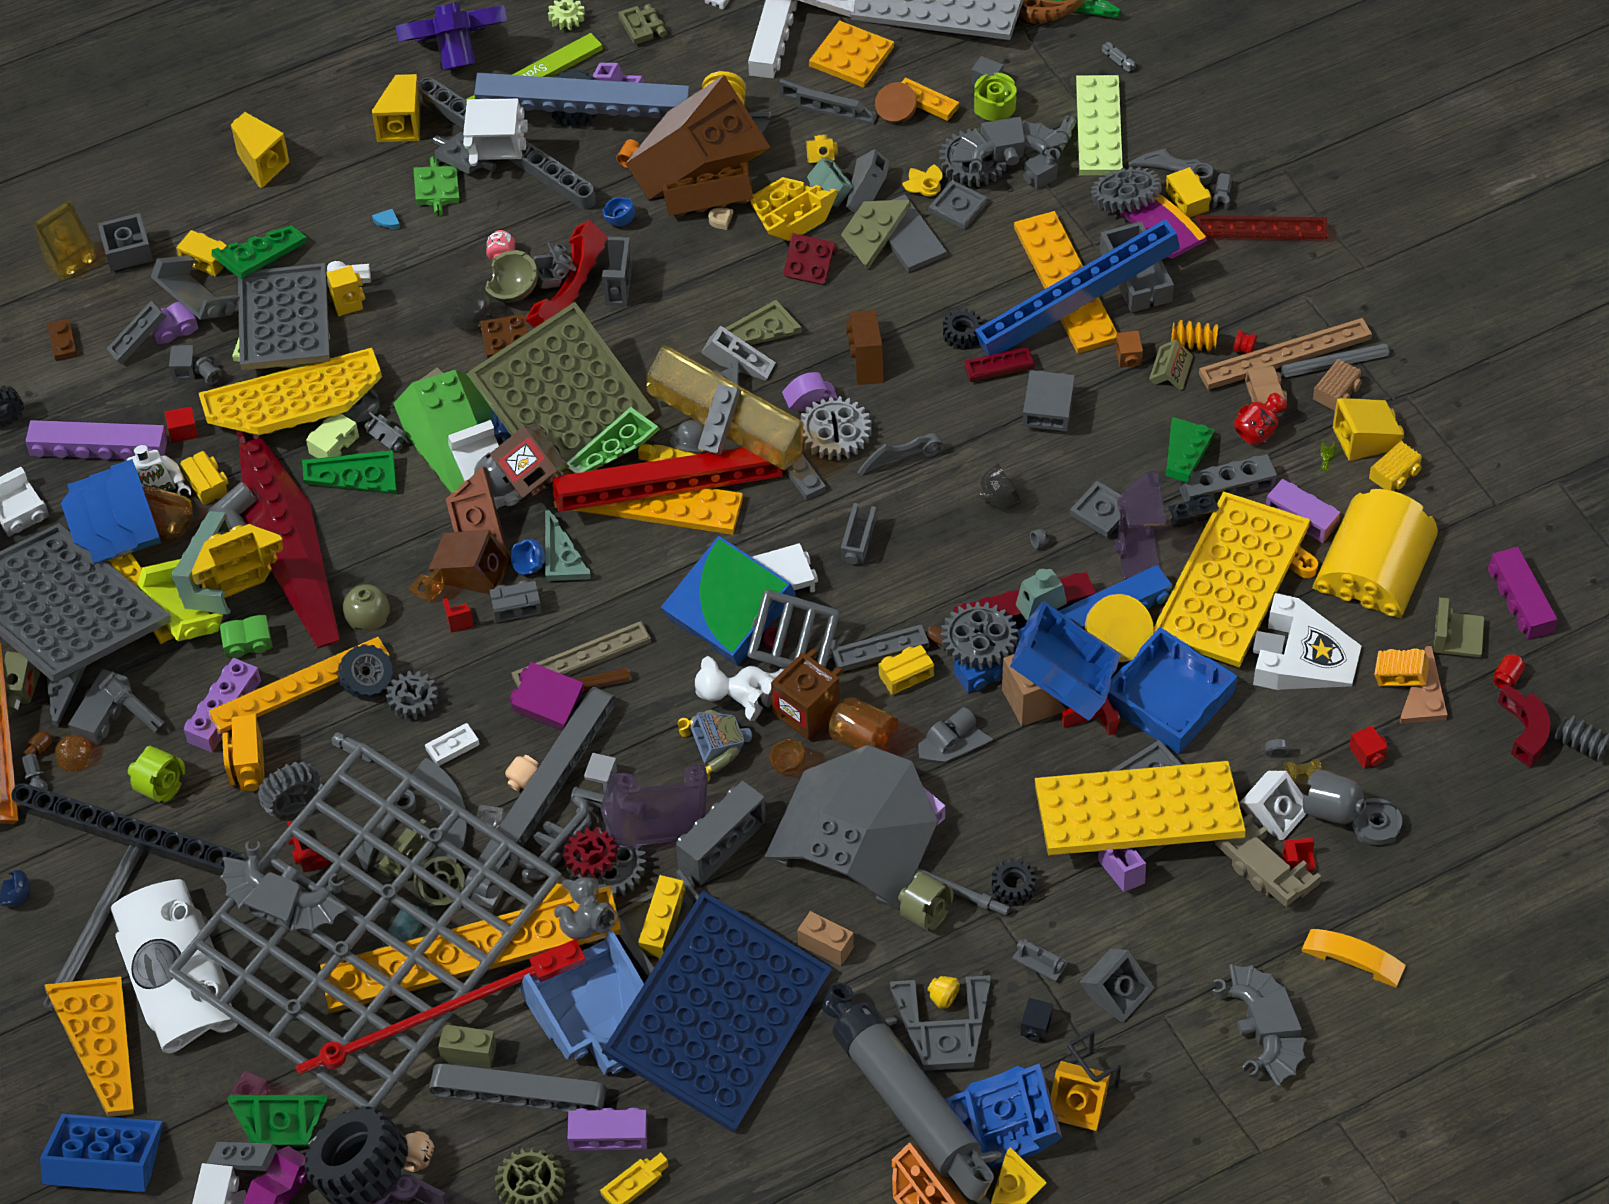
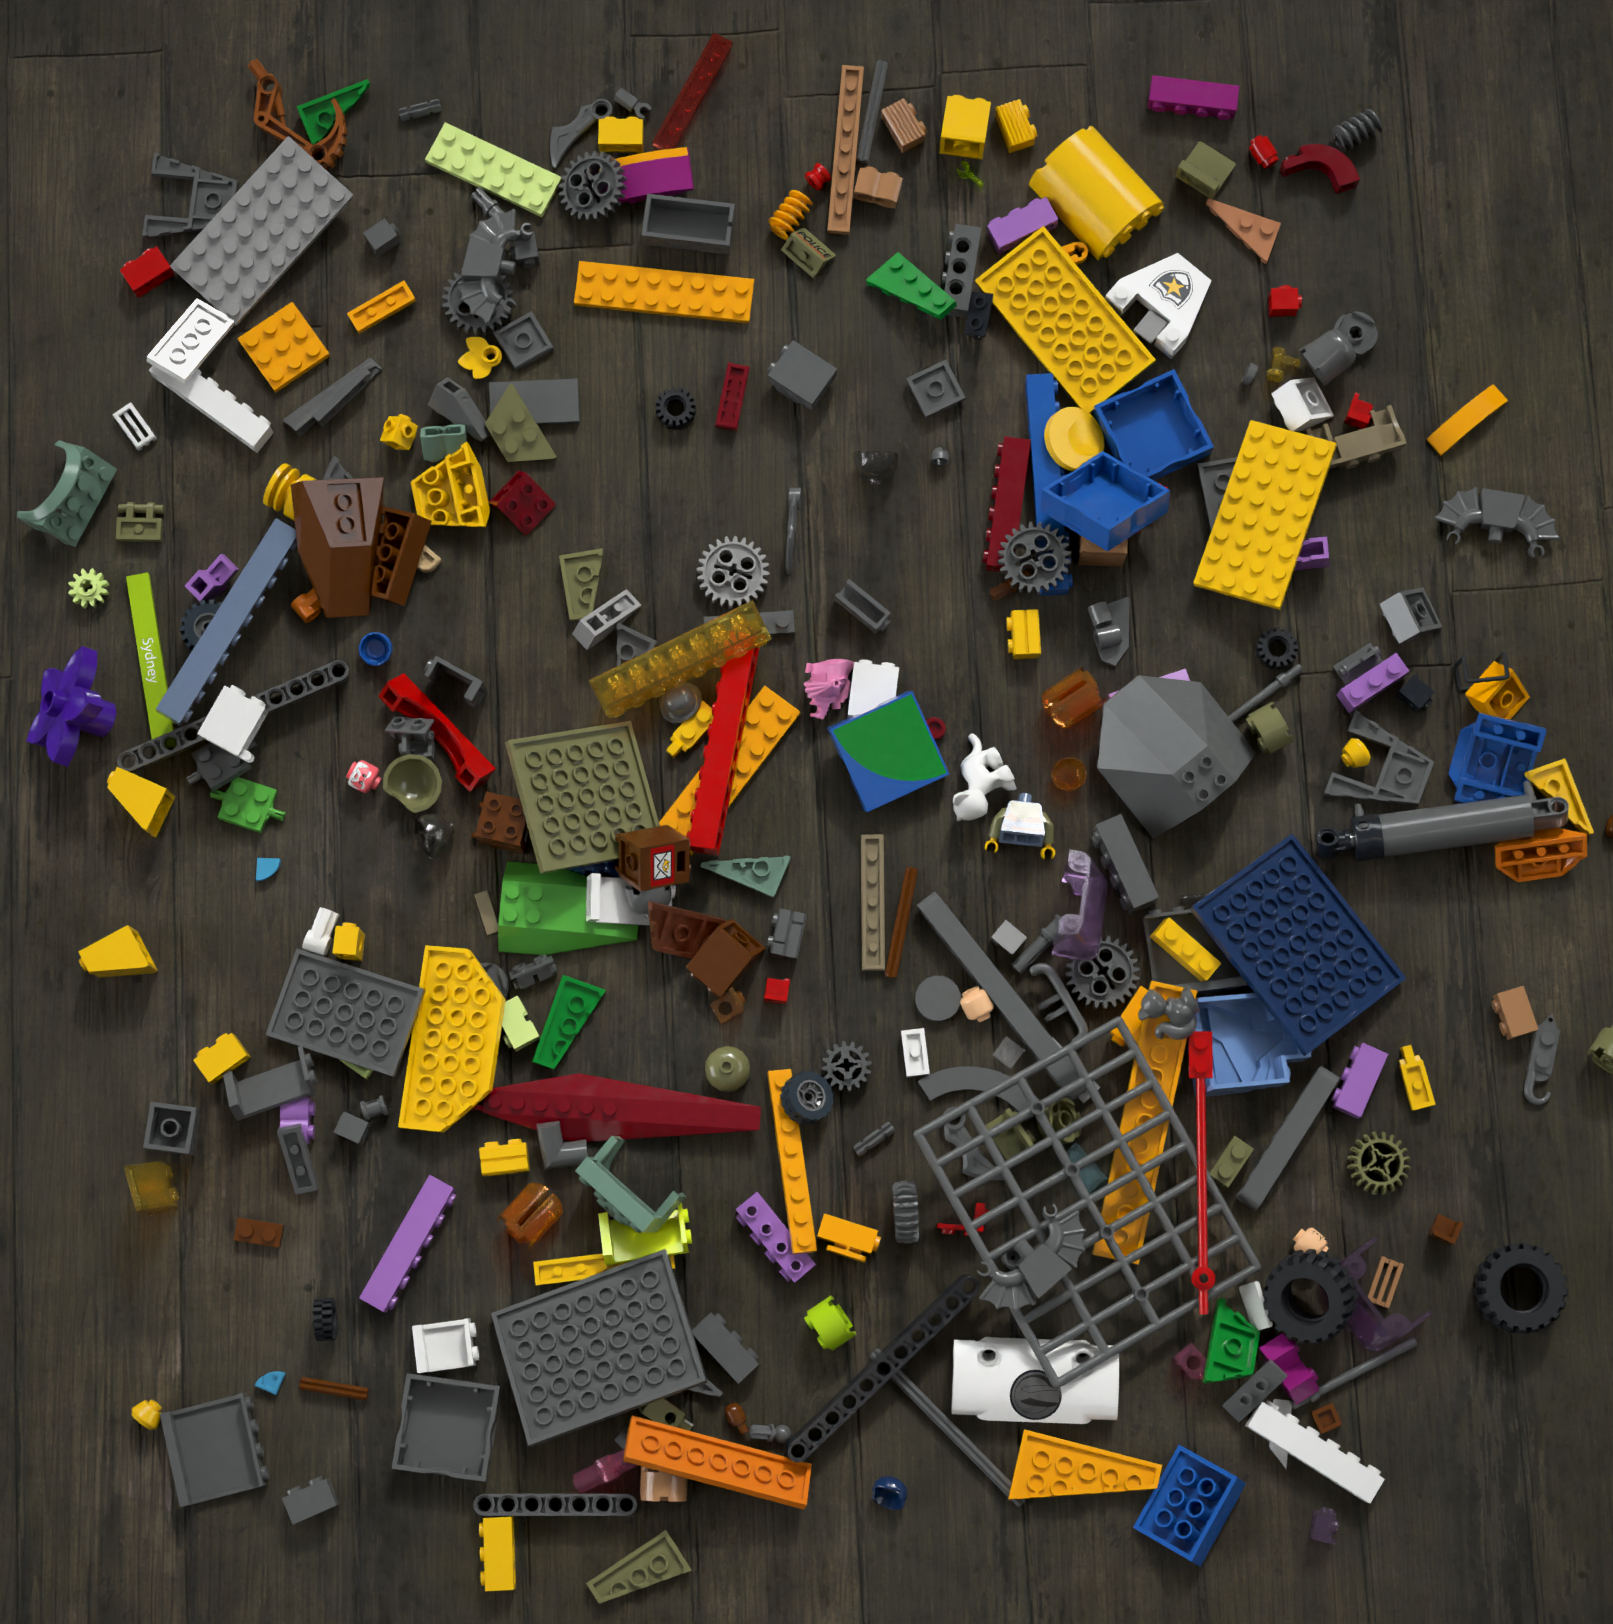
camera: 65 degrees left, 25 degrees up
(73, 752) = (760, 1389): clear orange hair -> none
(110, 513) = (521, 1262): blue slope -> none
(123, 694) = (733, 1322): dark grey pin -> none
(157, 470) = (481, 1210): white torso -> none
(181, 424) = (428, 1156): red panel -> none
(236, 559) = (642, 1167): yellow wedge -> none
(246, 636) = (709, 1188): bright green brick -> none
(258, 251) = (254, 1012): green wing -> none
(512, 741) = (937, 998): none -> dark grey tile
(527, 556) = (746, 903): blue hair -> none
(546, 696) = (911, 950): magenta brick -> none
(590, 852) = (1109, 989): dark red gear -> none
(616, 440) = (660, 766): bright green wedge -> none
(719, 419) = (698, 670): plate -> none
(765, 536) = (828, 684): none -> bright pink helmet
(790, 602) = (976, 721): dark grey bar -> none
(805, 694) = (1025, 730): reddish brown container -> none
(808, 389) = (684, 576): medium lavender brick -> none
(825, 938) = (1262, 825): medium nougat brick -> none
(865, 346) = (654, 500): reddish brown wedge -> none
(879, 647) = (990, 645): dark grey plate -> none
(896, 103) = (374, 336): dark orange tile -> none
(995, 97) = (421, 233): lime brick -> none
(1025, 975) = (1372, 683): none -> medium lavender brick
(1039, 588) = (1021, 486): sand green torso -> none
(1078, 288) = (702, 287): blue brick -> none
(1129, 349) = (774, 278): dark orange brick -> none
(1140, 513) = (994, 367): clear purple windscreen -> none
(1259, 420) = (913, 211): red piece -> none
(1402, 667) = (1224, 233): light orange brick -> none

